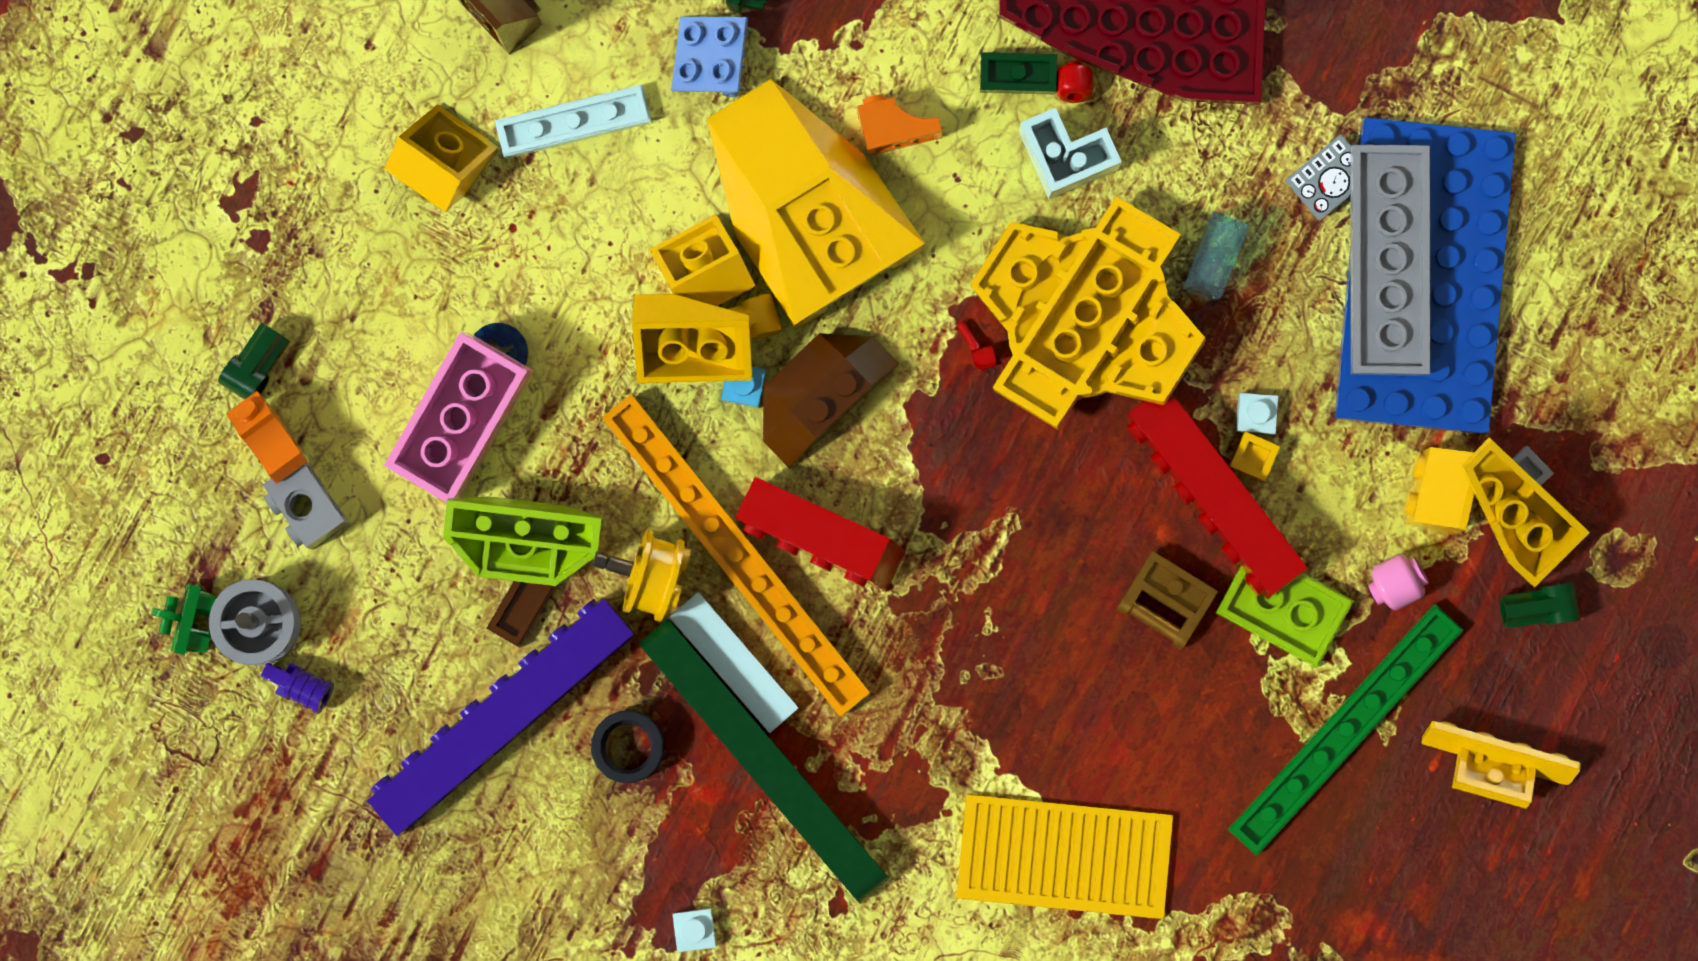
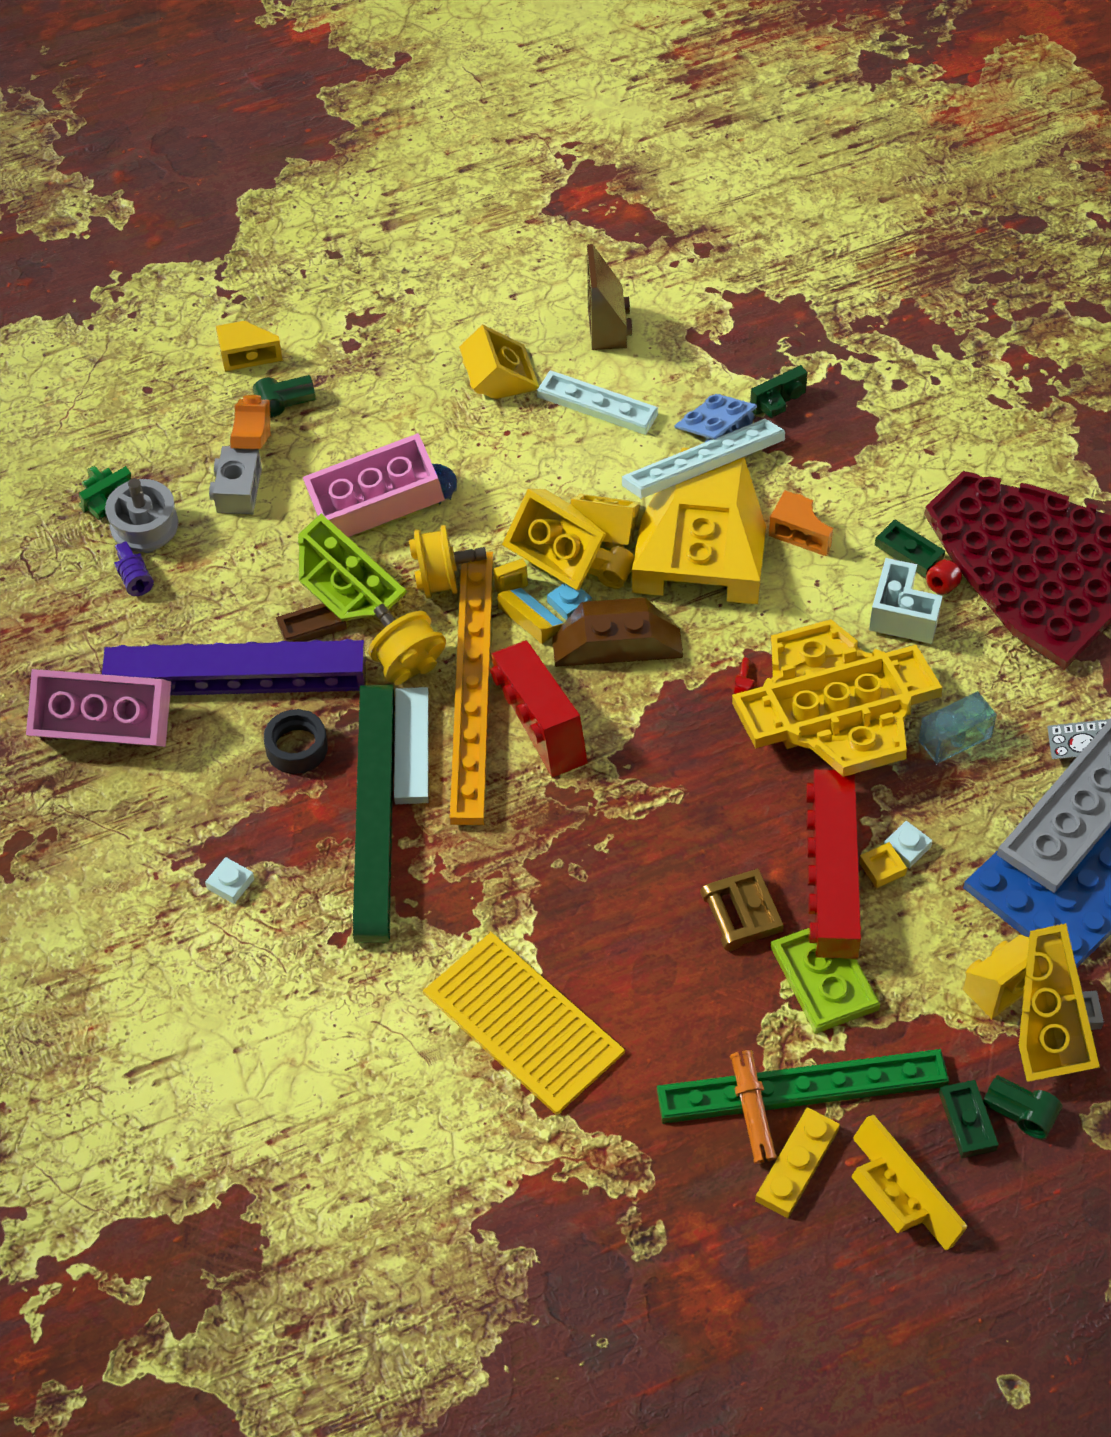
camera: 40 degrees right, 30 degrees down
(159, 334) = (247, 345): none -> yellow slope
(426, 870) = (98, 707): none -> bright pink brick
(596, 455) = (439, 561): none -> yellow wheel
(672, 408) = (511, 576): none -> yellow tile
(721, 430) = (529, 614): none -> yellow slope
(746, 125) = (702, 458): none -> light aqua tile
(1315, 780) = (753, 1106): none -> orange pin
(1394, 804) = (797, 1162): none -> yellow plate
(1398, 582) = (924, 1011): bright pink head -> none
(1505, 654) = (968, 1119): none -> dark green plate

